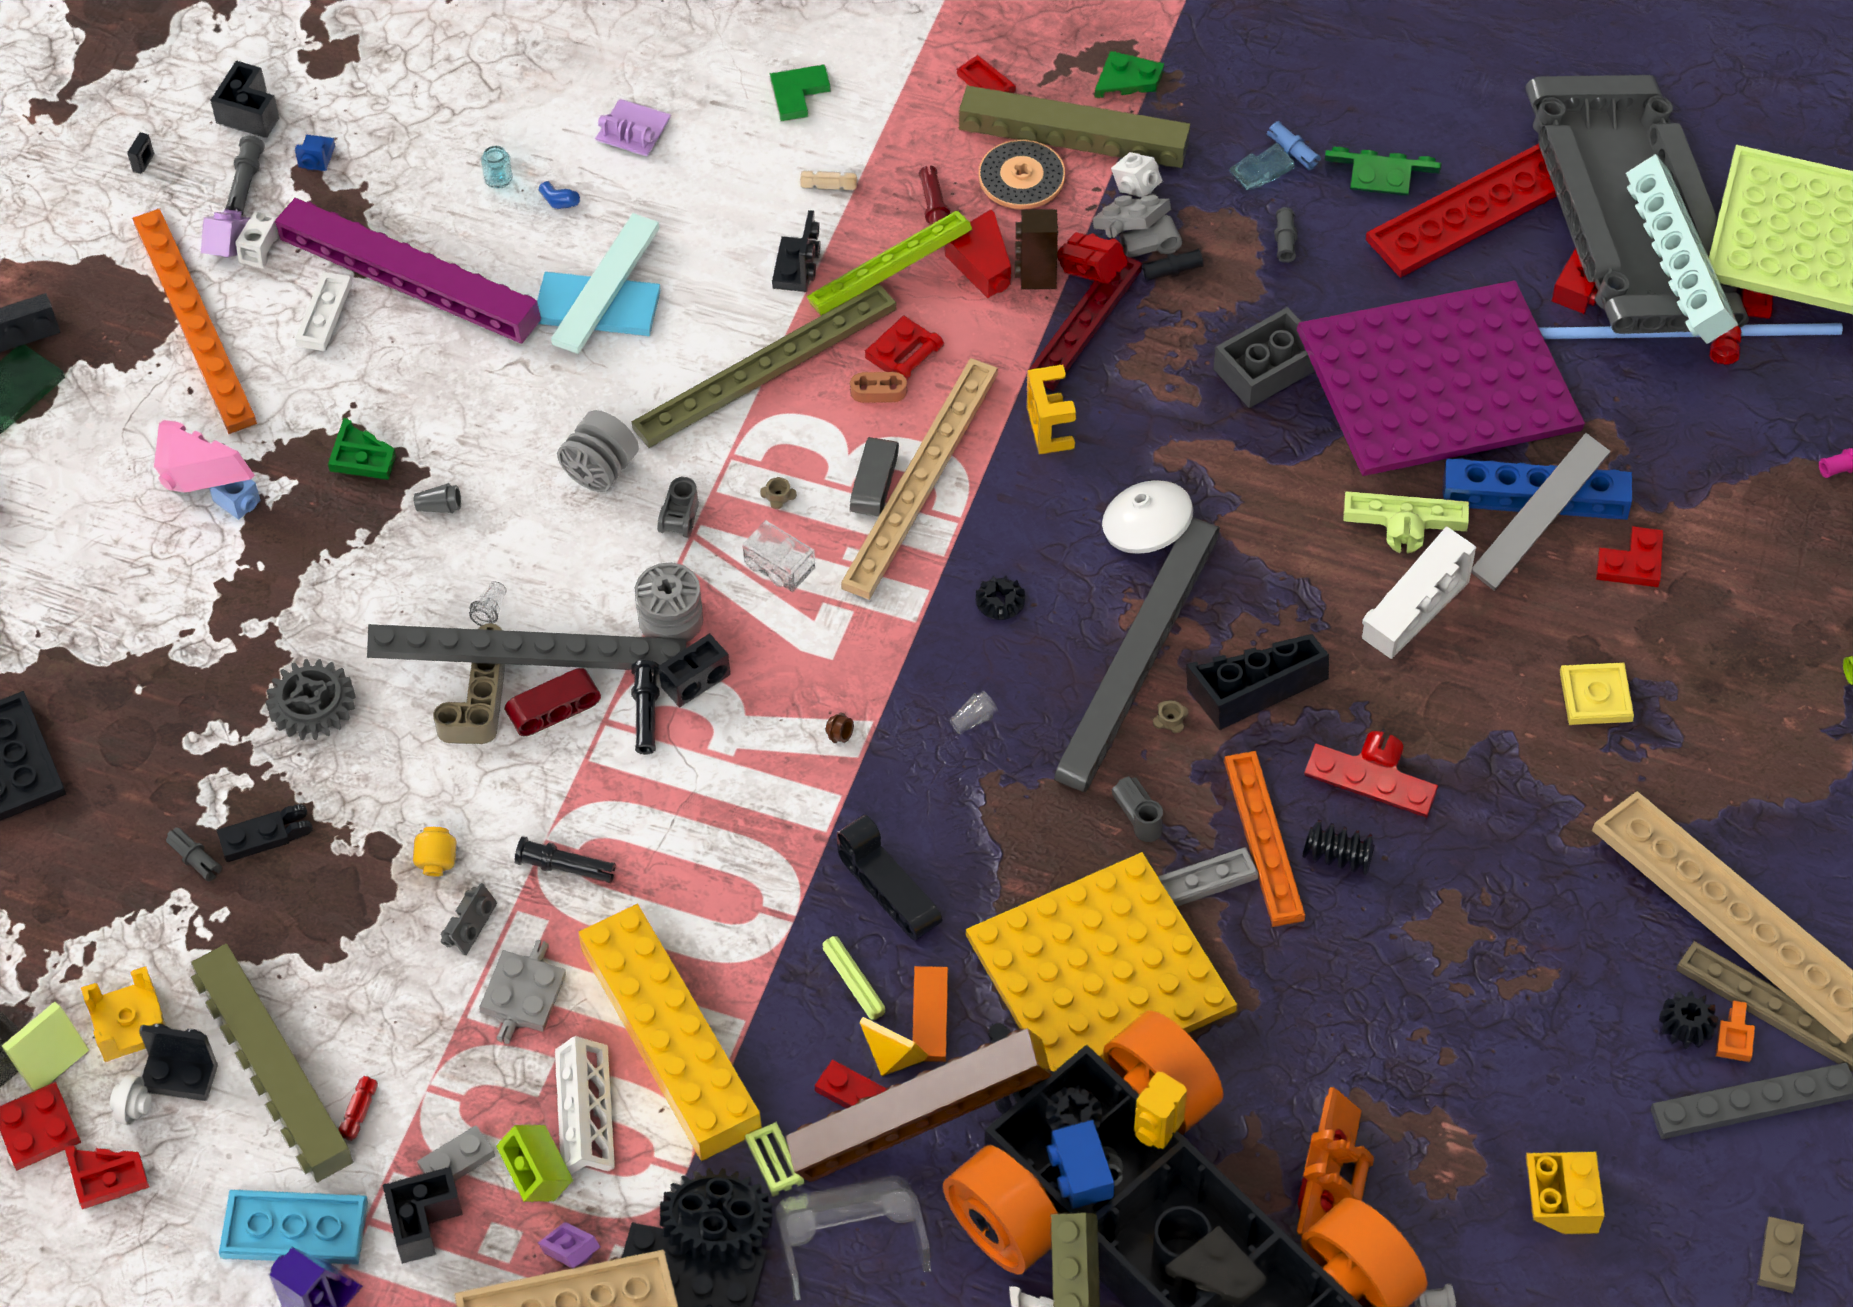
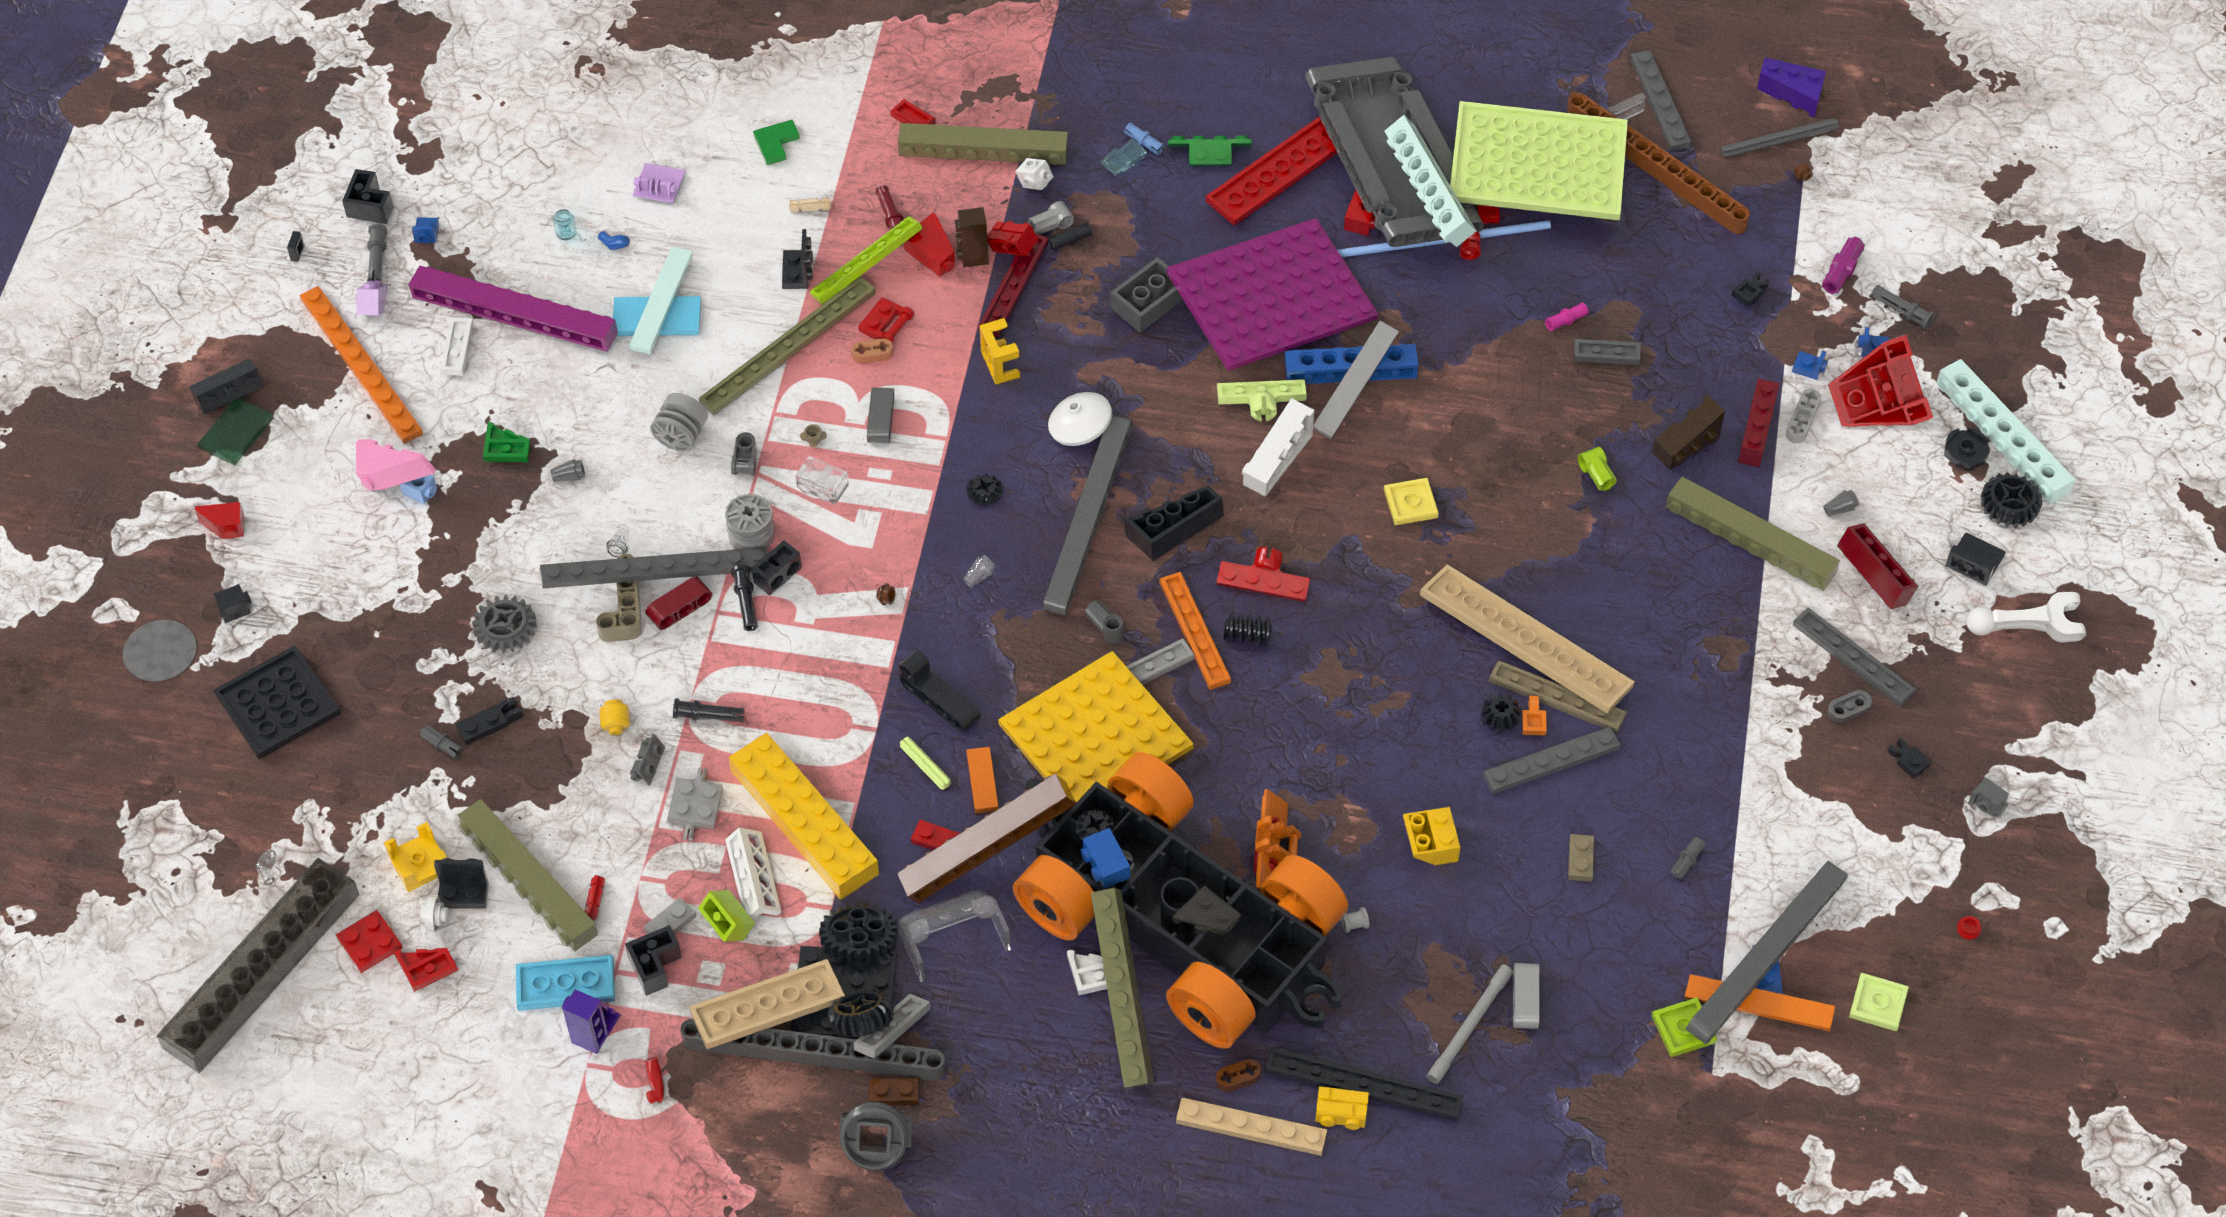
camera: 10 degrees left, 0 degrees up
(45, 1047) = (366, 886): yellowish green tile -> none
(256, 239) = (396, 300): white leg -> none
(569, 1245) = (761, 966): medium lavender plate -> none
(784, 1183) = (900, 905): yellowish green tile -> none
(890, 1049) = (959, 806): yellow slope -> none
(919, 479) = (913, 412): tan plate -> none
(1005, 162) = (960, 193): piece -> none
(1128, 75) = (1016, 100): green wing -> none
(1130, 214) = (1035, 203): light grey plate -> none
(1160, 1110) = (1153, 815): yellow brick -> none
(1173, 709) = (1117, 550): dark tan plate -> none
(1285, 234) = (1148, 204): dark grey pin -> none
(1638, 565) = (1428, 409): red plate -> none

